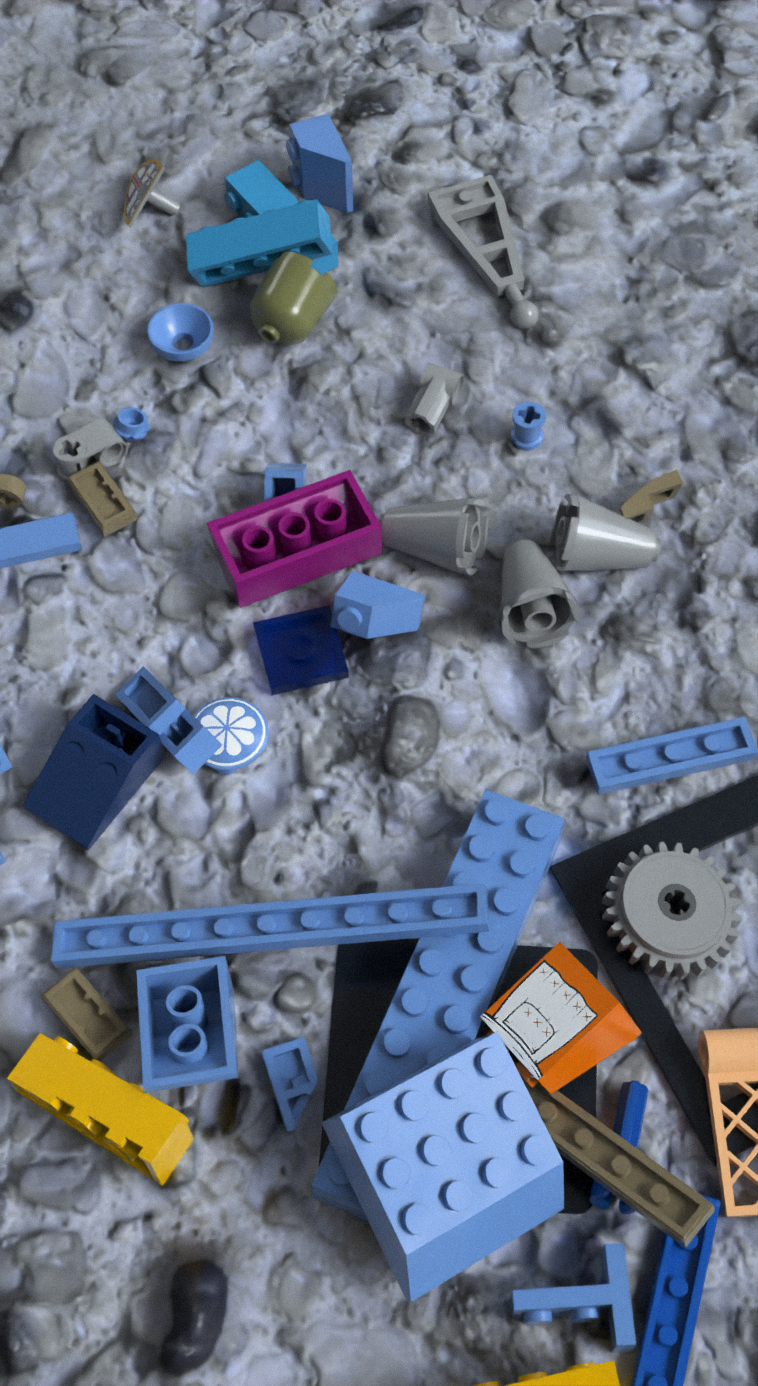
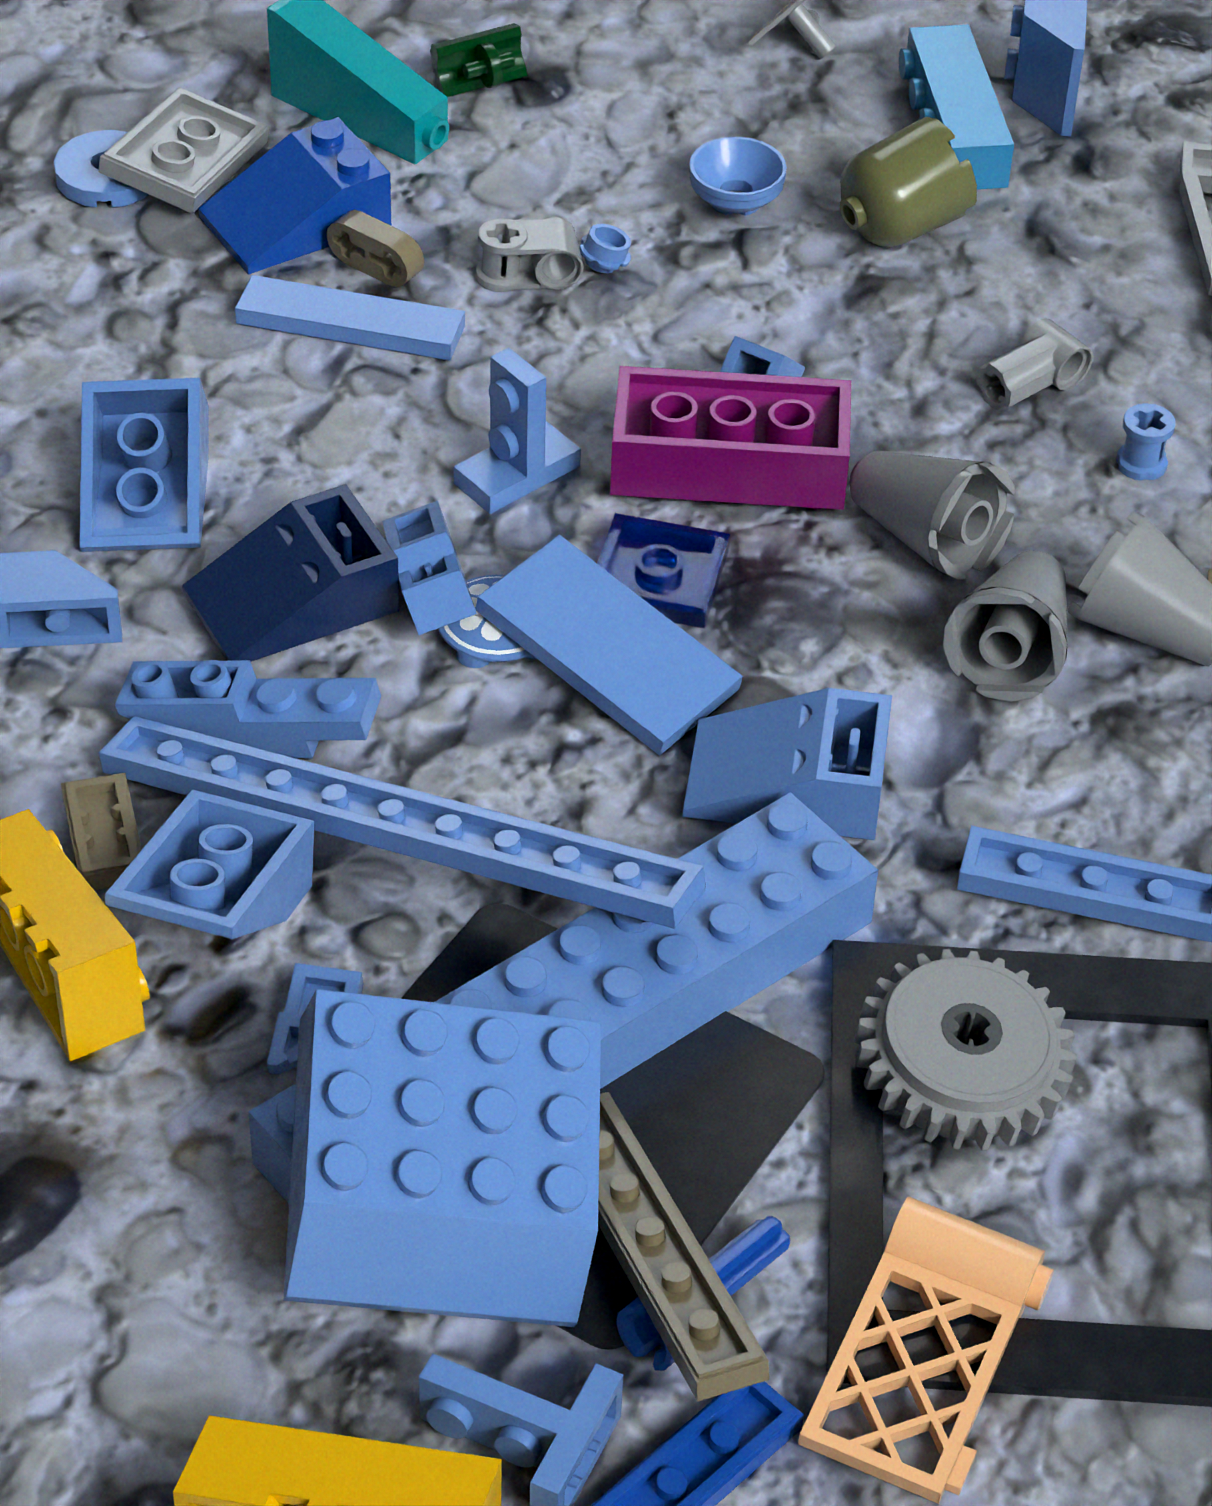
camera: 25 degrees right, 15 degrees down
(102, 498) = (512, 310): dark tan plate -> none
(120, 881) = (235, 706): none -> medium blue slope
(171, 602) = (523, 445): none -> medium blue bracket
(254, 242) = (870, 102): dark azure brick -> none
(307, 723) = (609, 644): none -> medium blue tile
(375, 607) = (787, 554): medium blue slope -> none
(463, 756) = (814, 744): none -> medium blue slope
(559, 1021) = (708, 1085): slope -> none

